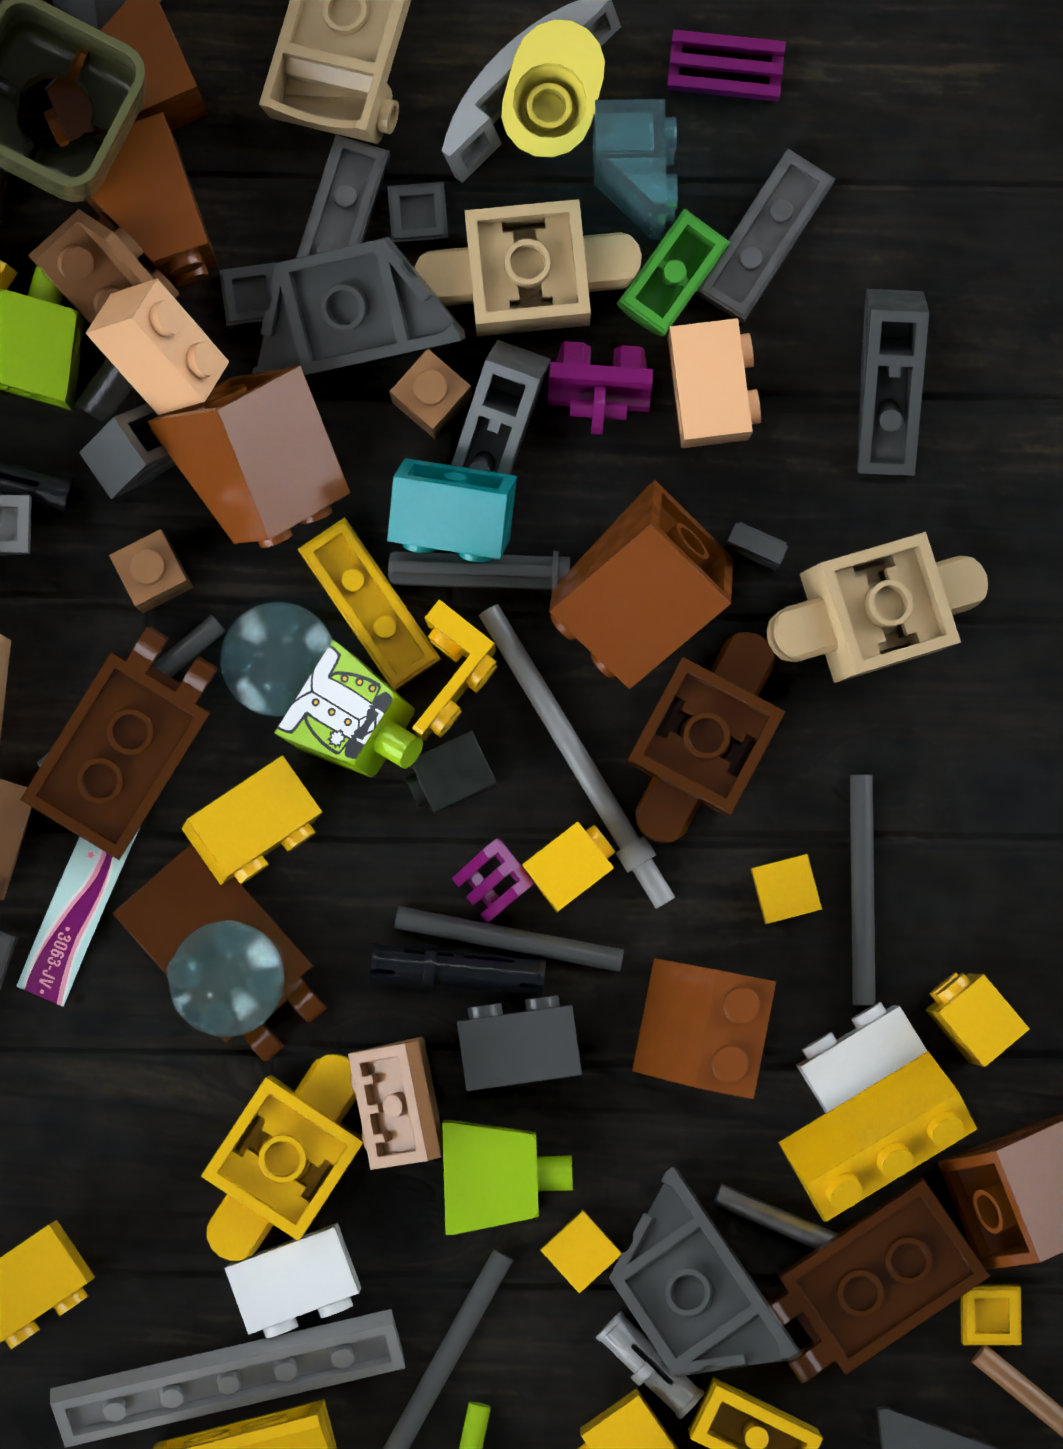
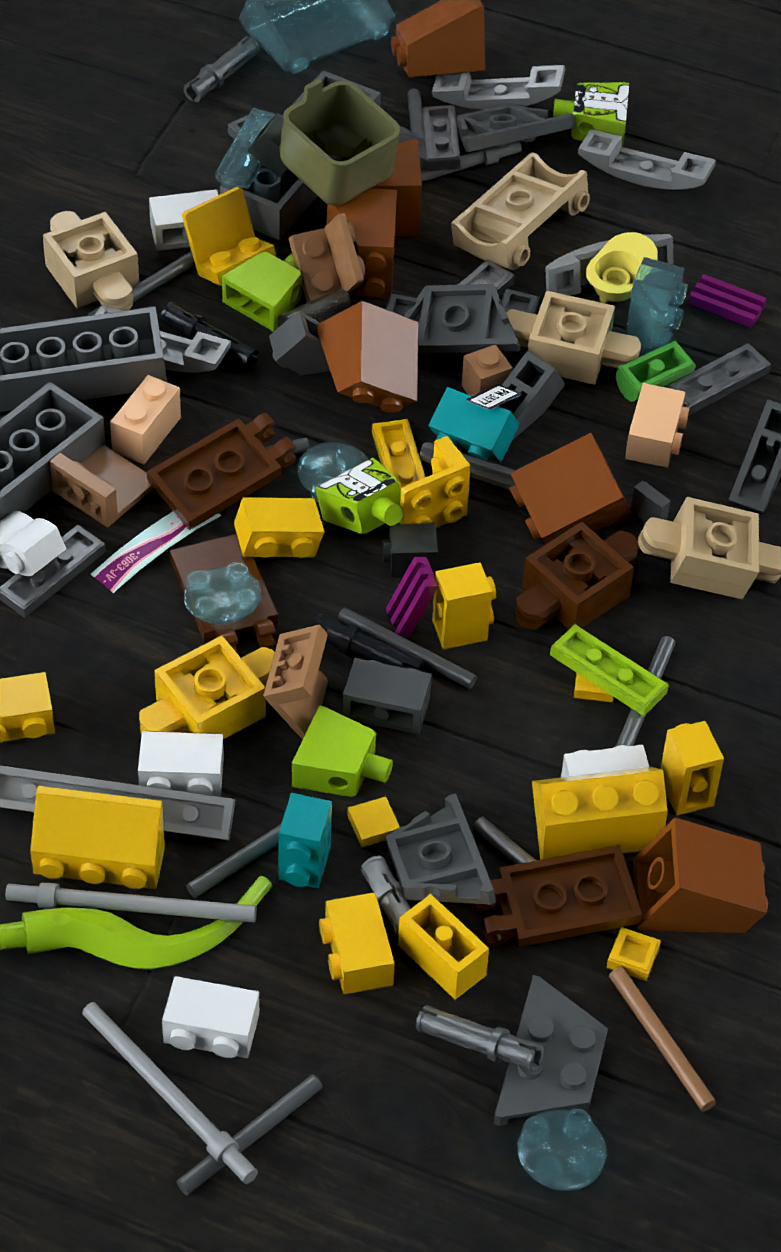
camera: 20 degrees right, 35 degrees down
(151, 571) = (282, 399): medium nougat brick -> none
(157, 347) = (339, 279): light nougat brick -> none
(468, 468) = (493, 397): none -> sticker
(515, 1357) = (304, 840): none -> teal brick
(597, 389) = (588, 406): magenta hips -> none
(634, 852) = (506, 626): light grey bar -> none
(704, 1028) = (518, 717): dark orange slope -> none
(803, 876) = (609, 670): none -> lime tile

